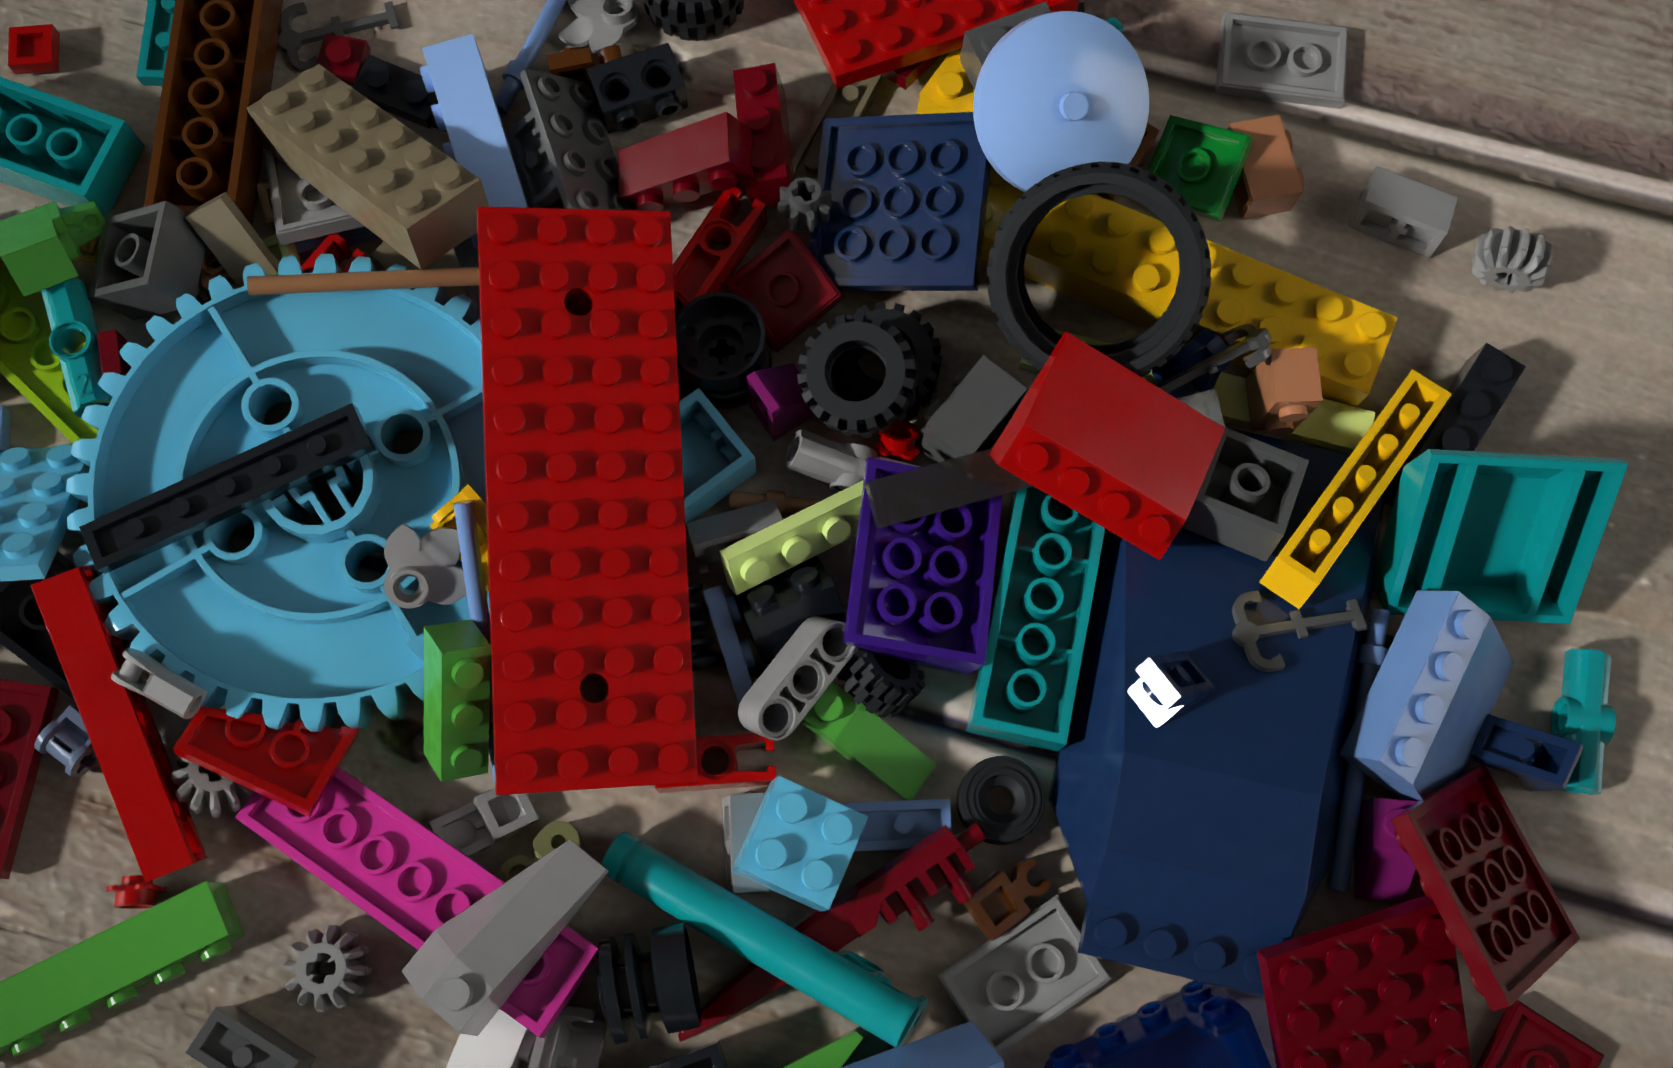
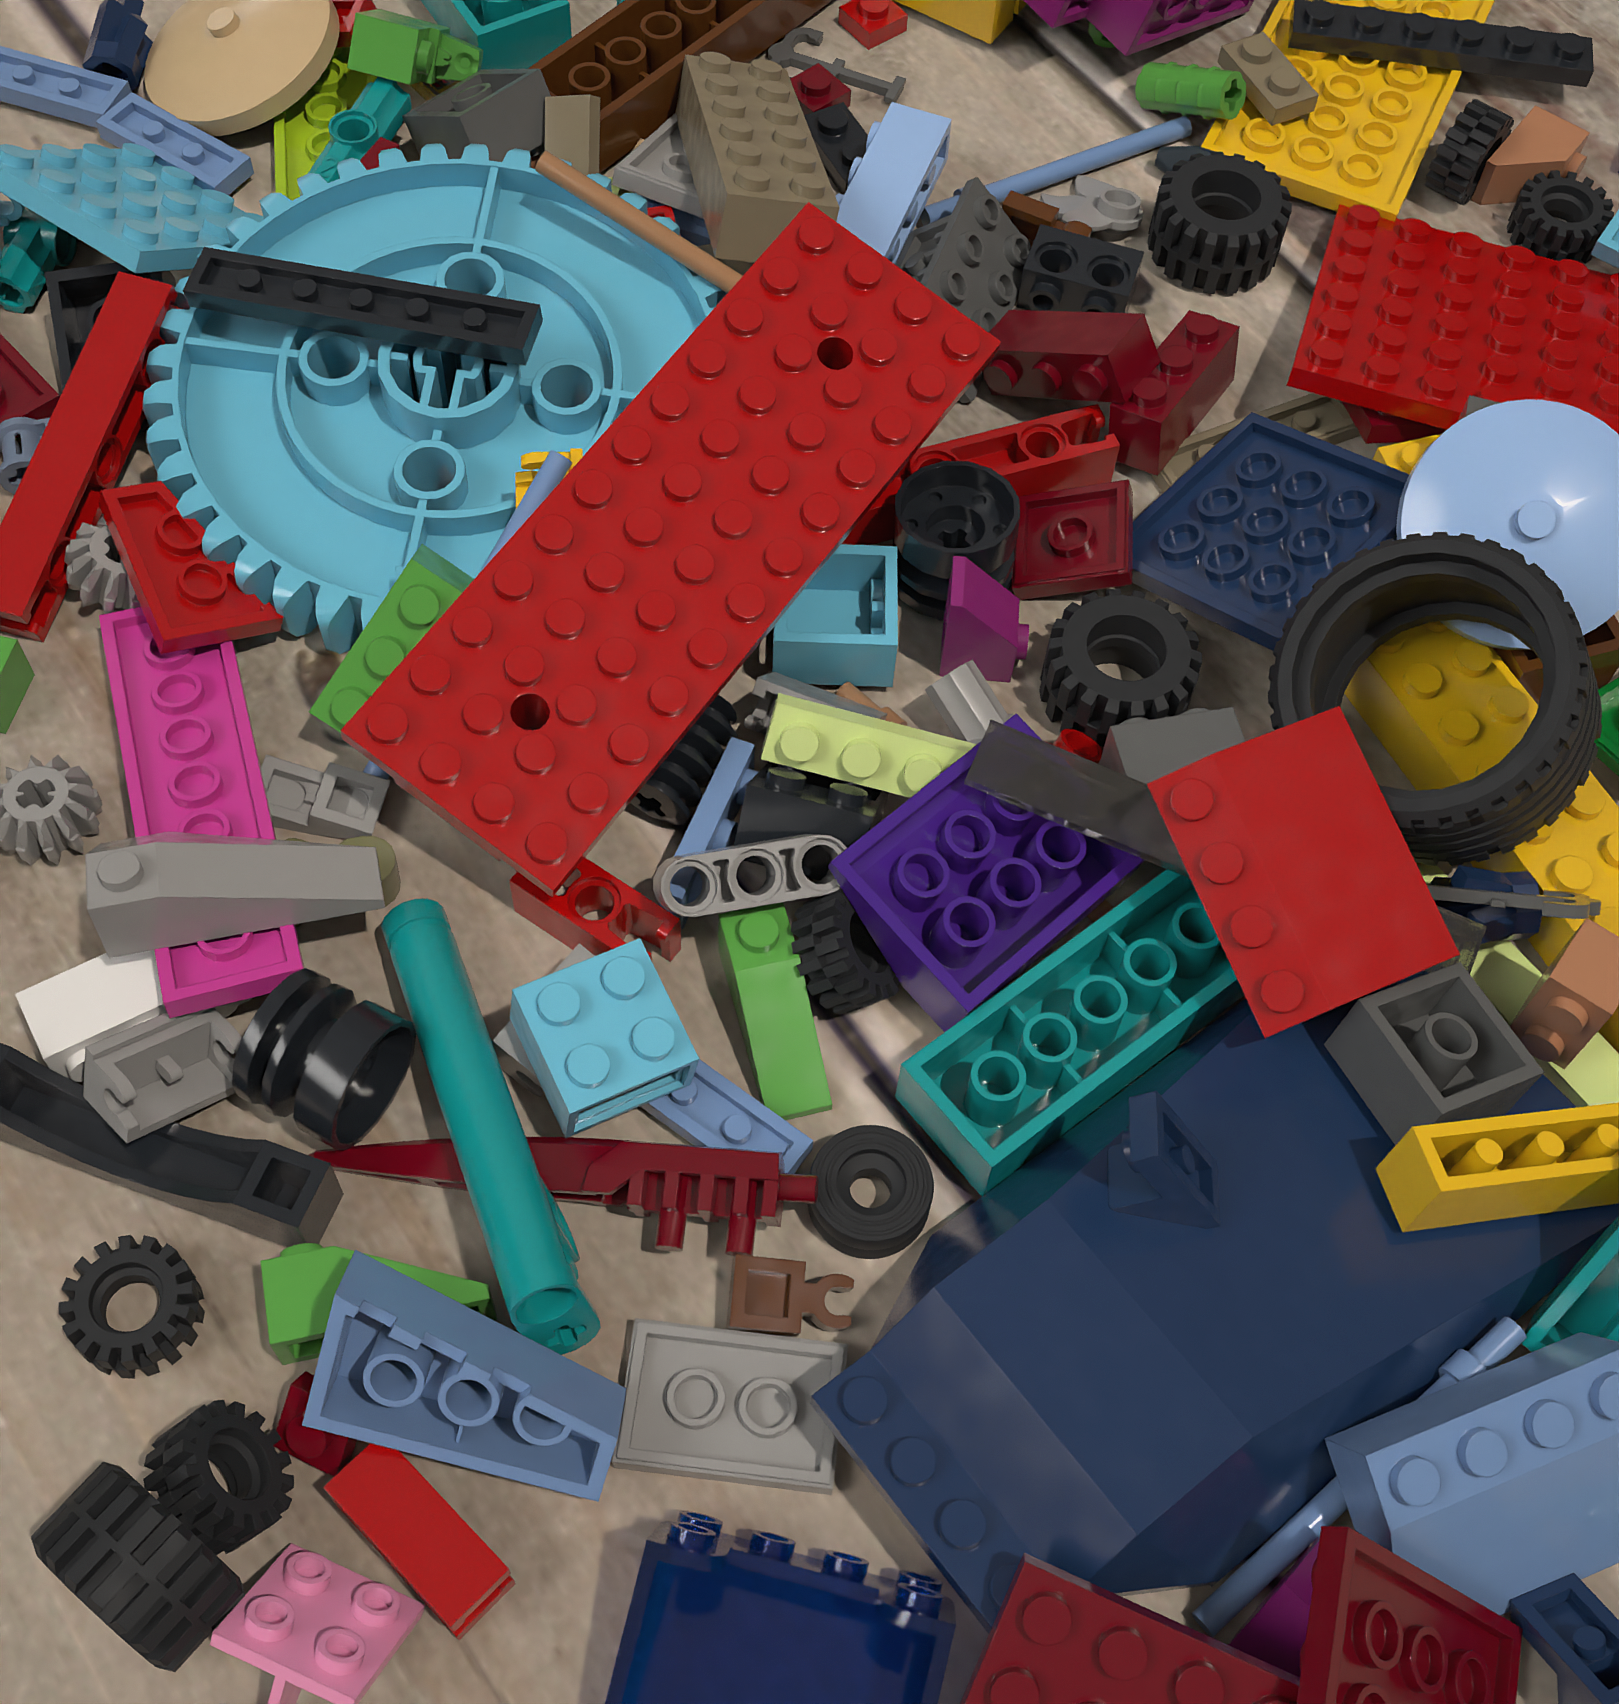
camera: 40 degrees right, 15 degrees down
(162, 685) = (143, 430): light grey bar -> none
(429, 561) = (483, 497): light grey plate -> none
(804, 204) = (1160, 465): dark grey gear -> none
(832, 348) = (1066, 592): black tyre -> none
(1247, 633) = (1314, 1207): dark grey piece -> none

